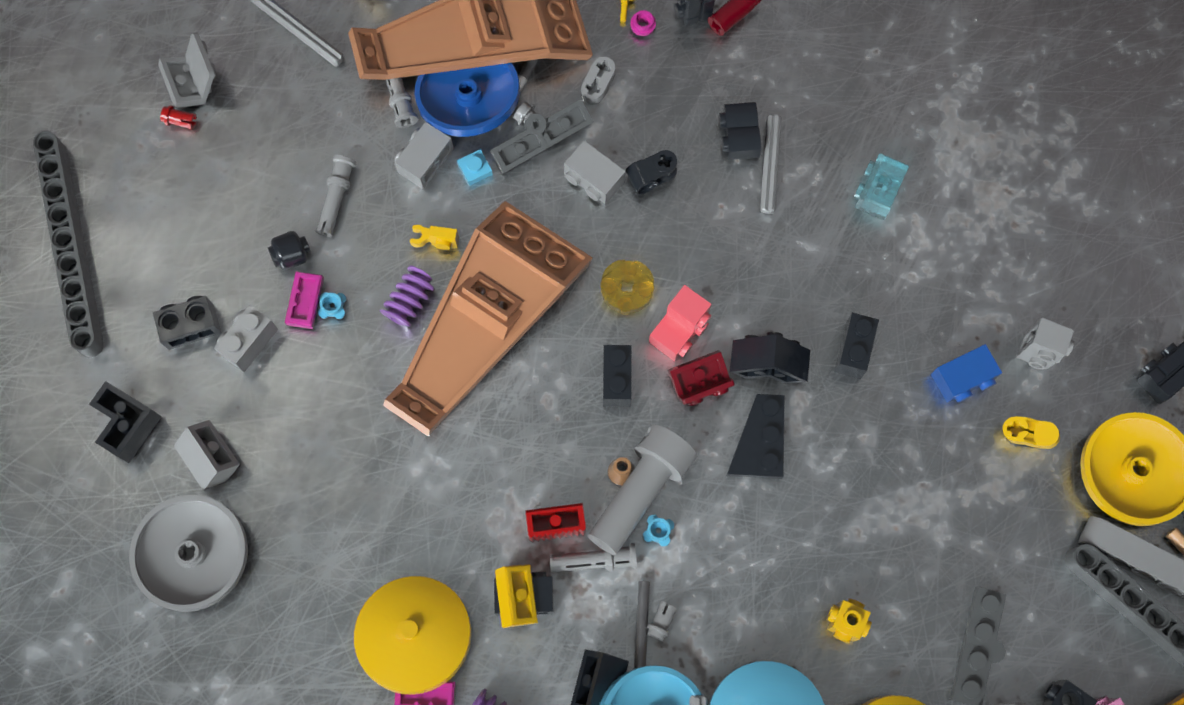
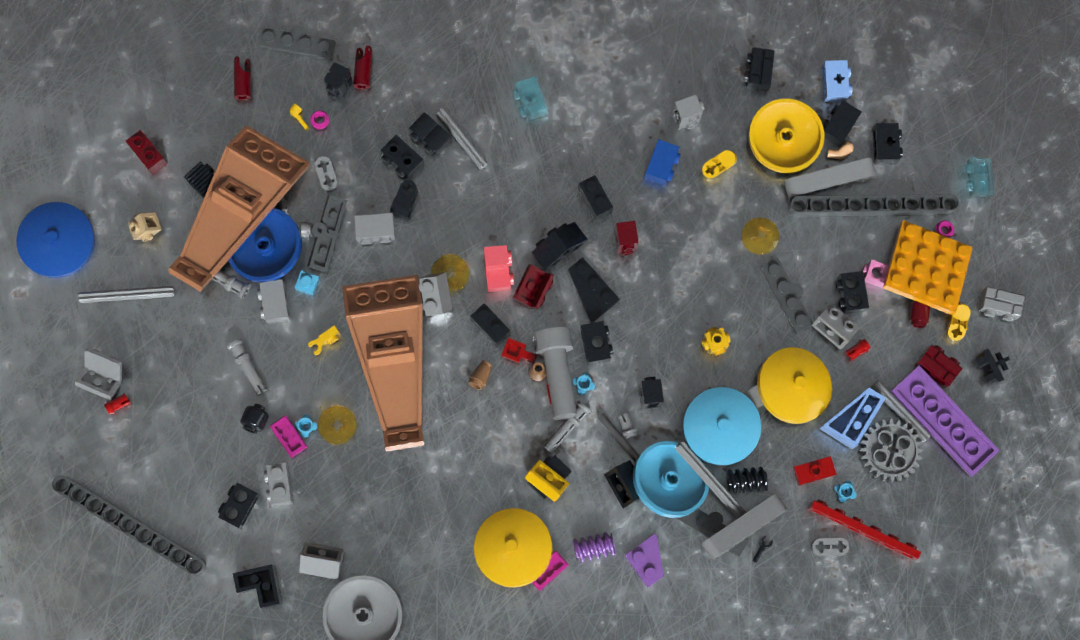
camera: 50 degrees left, 5 degrees up
(363, 349) = (344, 433): none -> clear yellow plate
(407, 296) = (342, 384): medium lavender piece -> none
(555, 419) = (479, 377): none -> medium nougat cone
(555, 522) = (531, 427): red brick -> none
(589, 291) = (435, 294): none -> light grey brick
(618, 429) = (516, 350): none -> red plate
(690, 128) = (401, 157): none -> black brick
(715, 482) = (596, 331): none -> black brick
(721, 609) = (651, 393): none -> black brick
(851, 416) = (626, 237): none -> dark red brick
(997, 561) = (758, 244): none -> clear yellow dish

